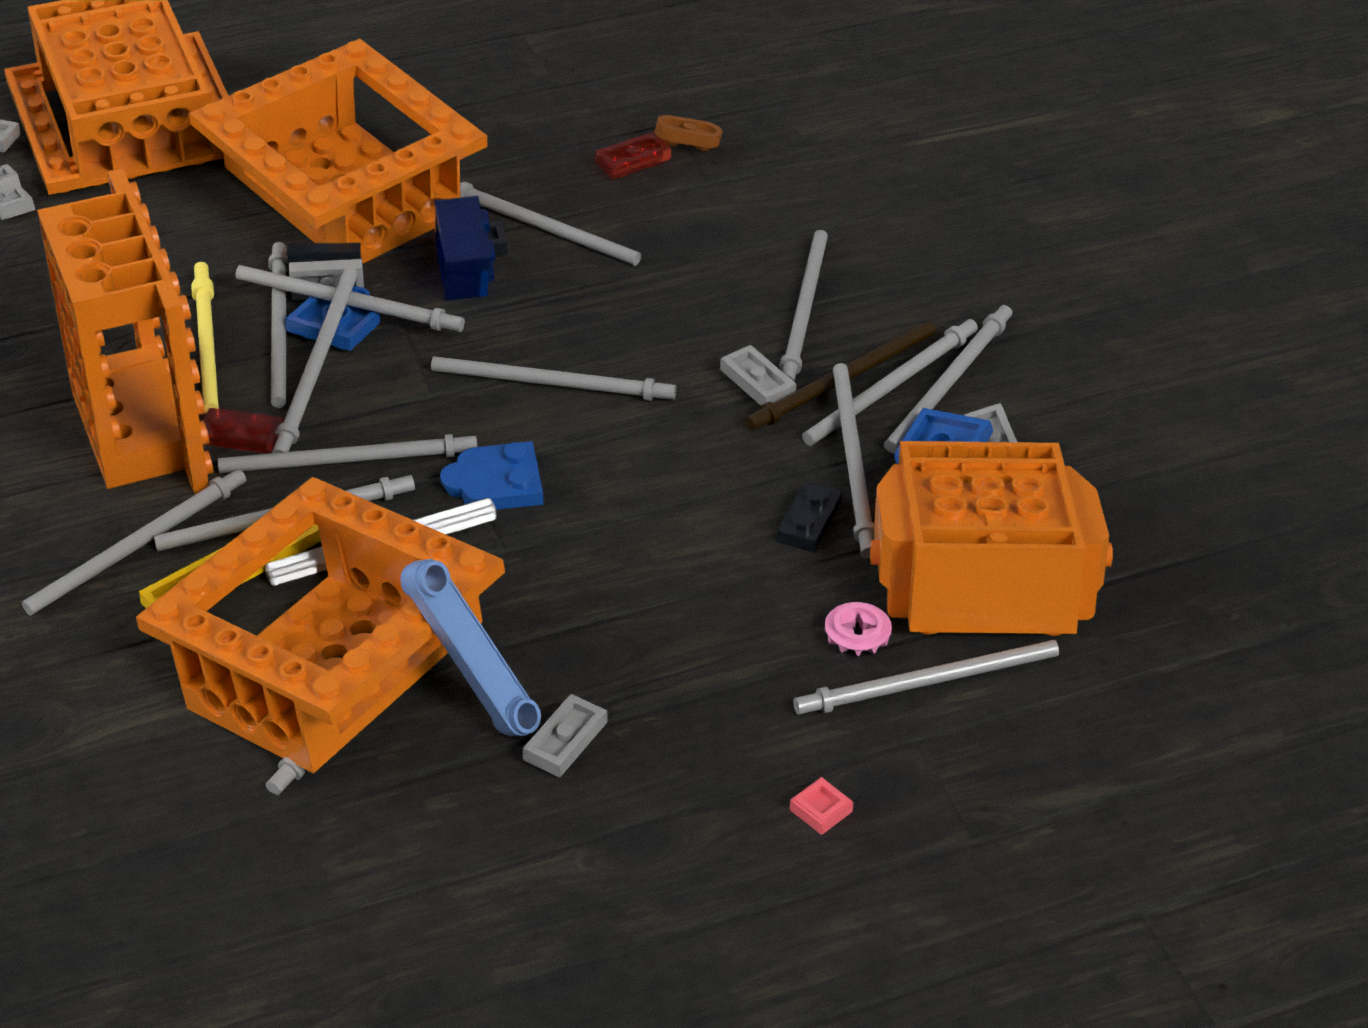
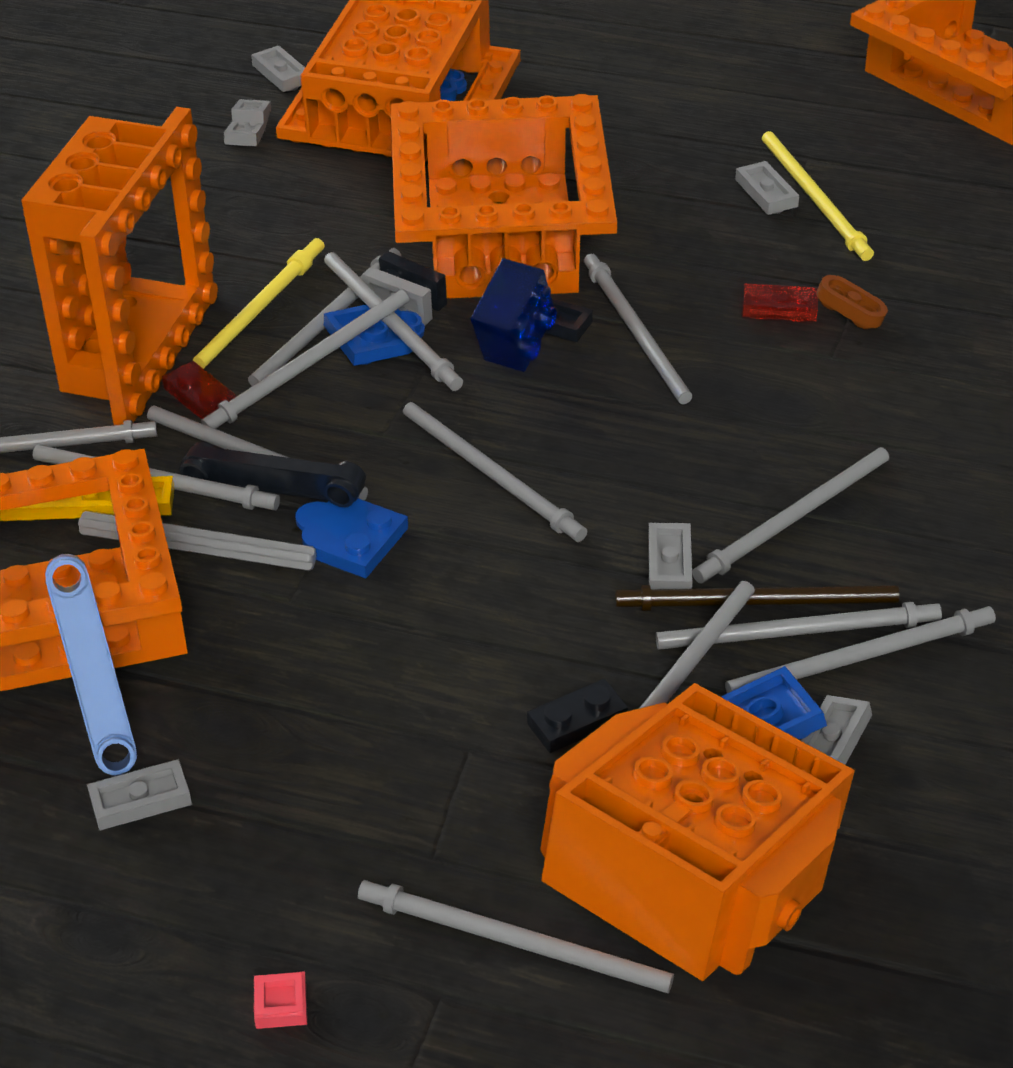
camera: 40 degrees right, 0 degrees up
(462, 439) = (276, 474): none -> black piece
(525, 69) = (767, 187): none -> light grey plate
(633, 85) = (854, 239): none -> light yellow bar
(872, 620) = (497, 833): bright pink gear -> none

